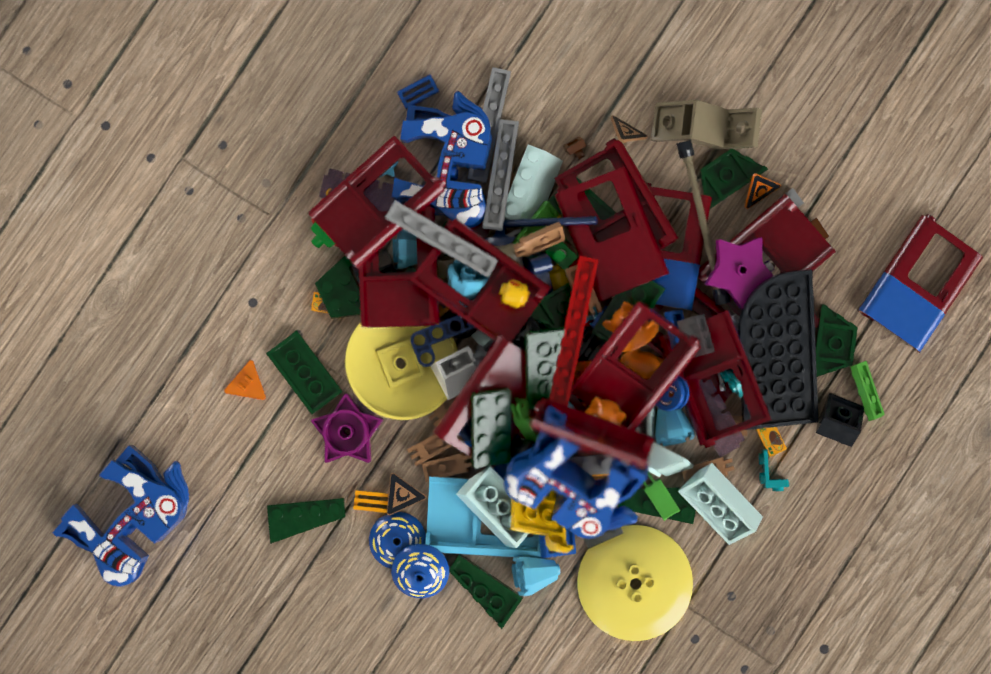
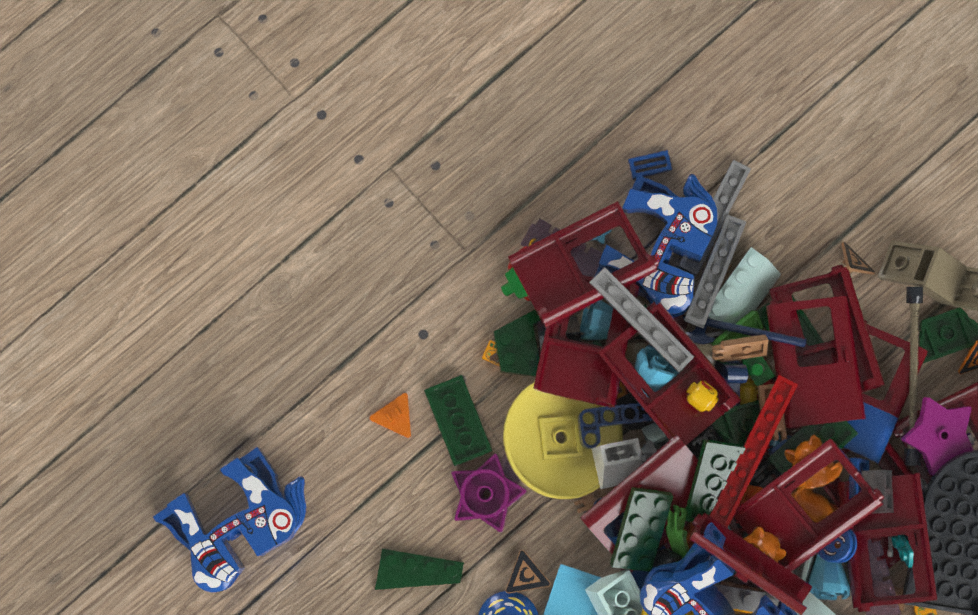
camera: 10 degrees right, 5 degrees down
(369, 493) = (477, 568): light orange tile -> none
(429, 448) = (568, 534): medium nougat hinge -> none
(446, 466) = (581, 558): medium nougat hinge -> none
(575, 146) = (797, 263): reddish brown tile -> none

